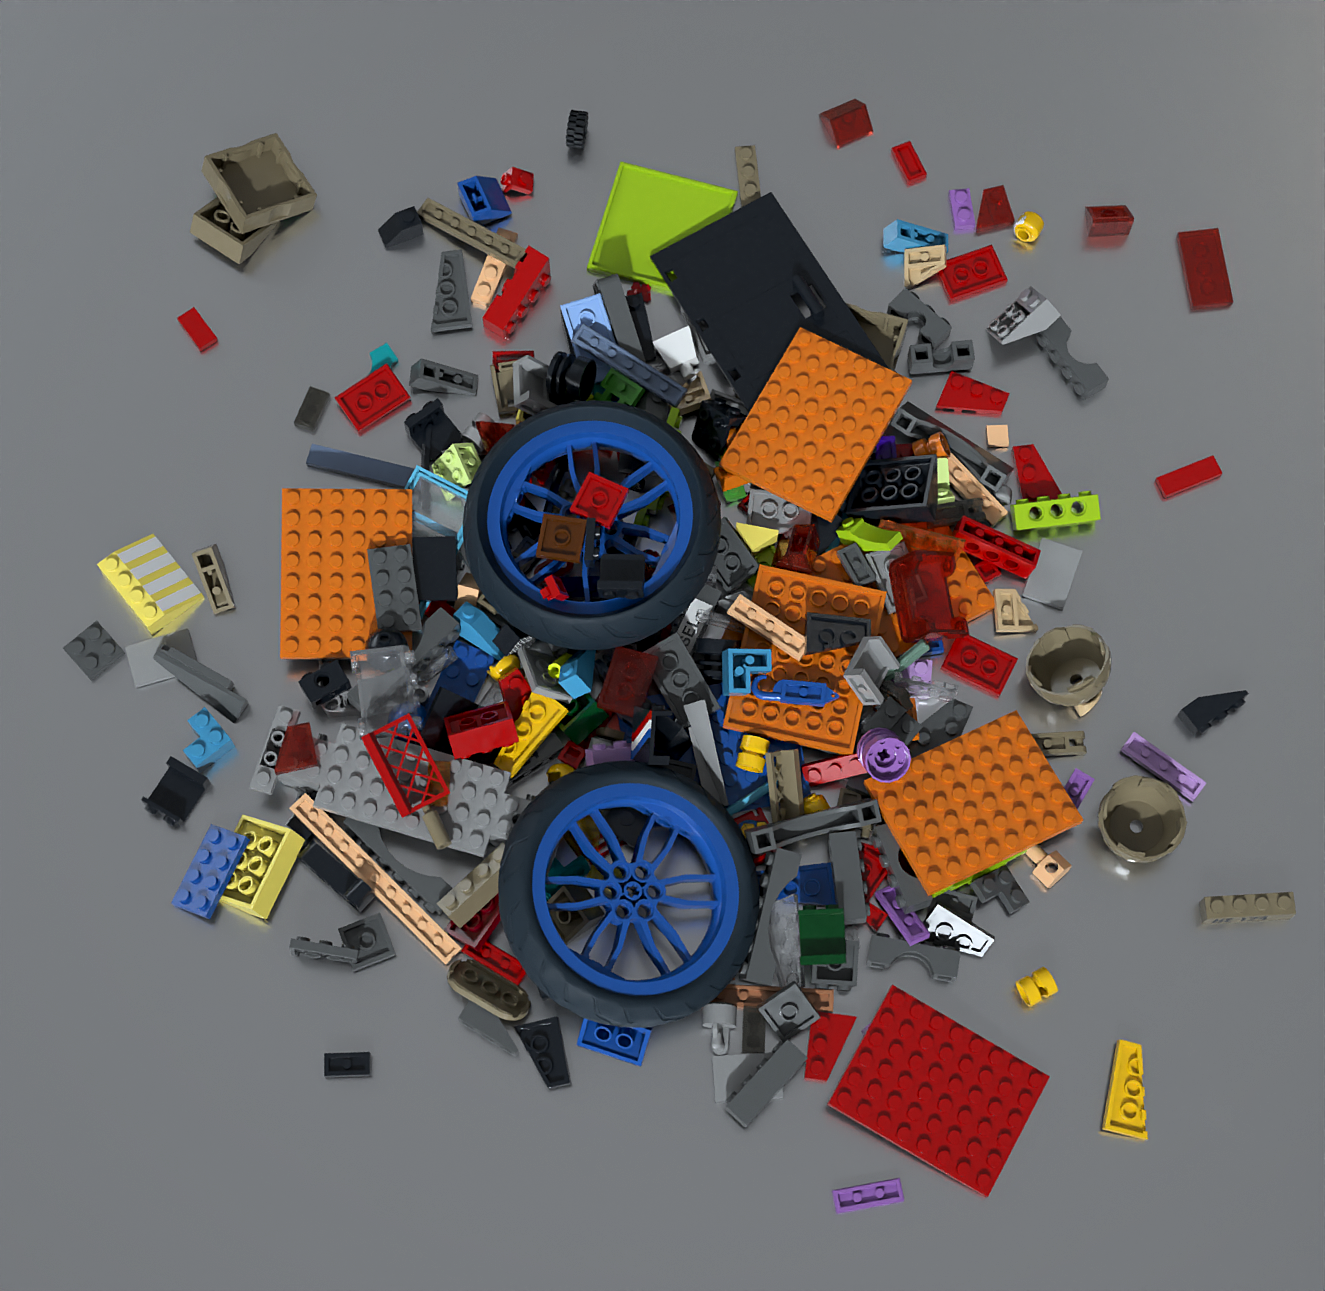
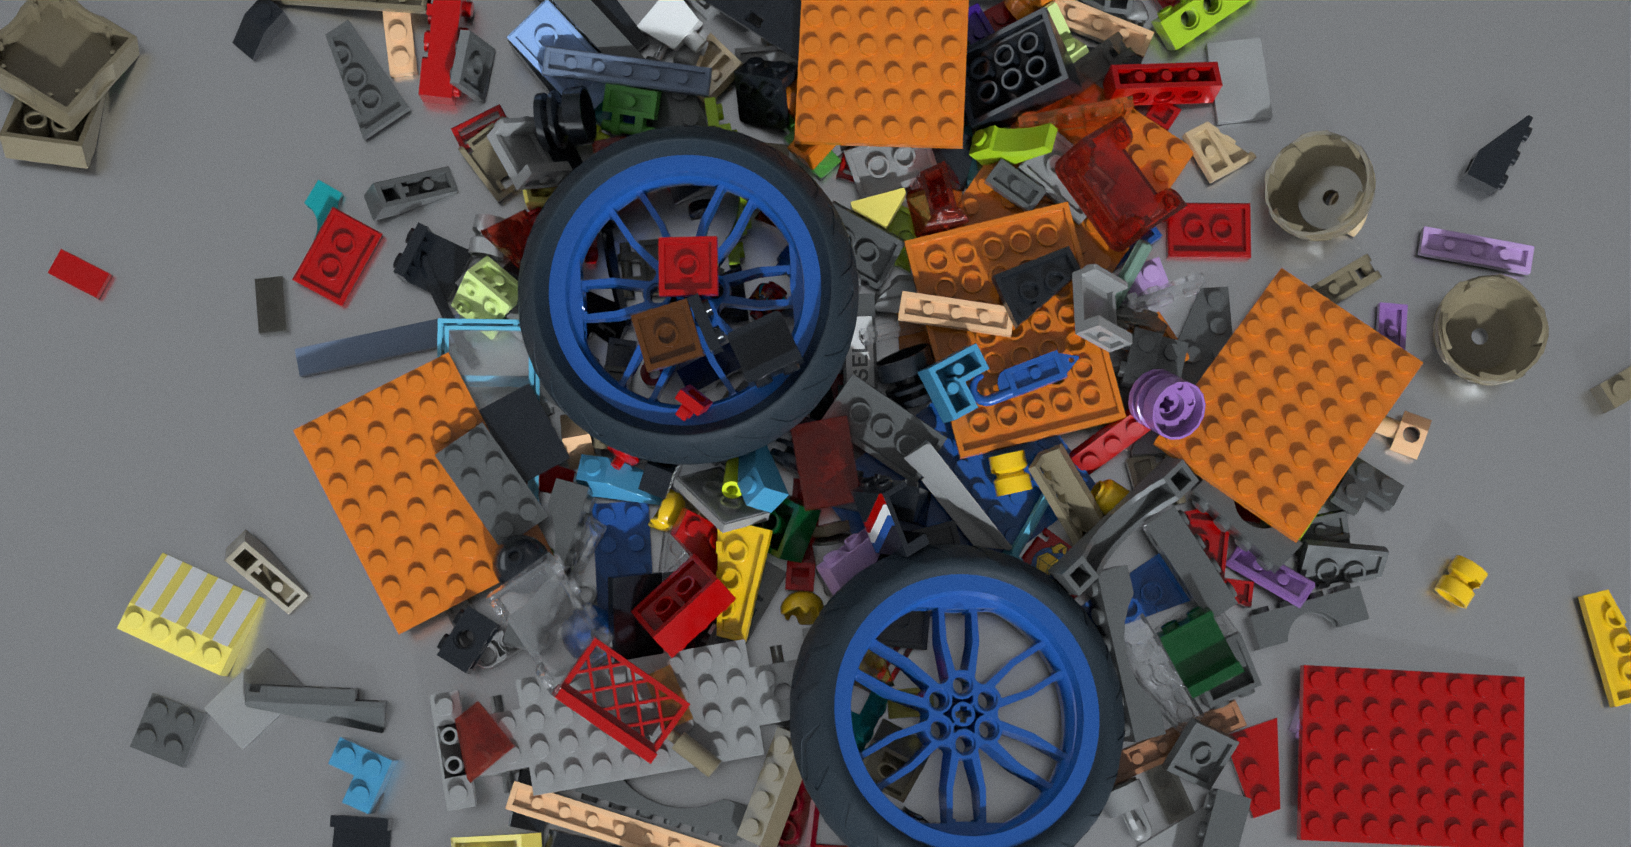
camera: 25 degrees left, 10 degrees up
(492, 615) = (620, 458): none -> red plant
(528, 316) = (472, 65): none -> dark grey plate

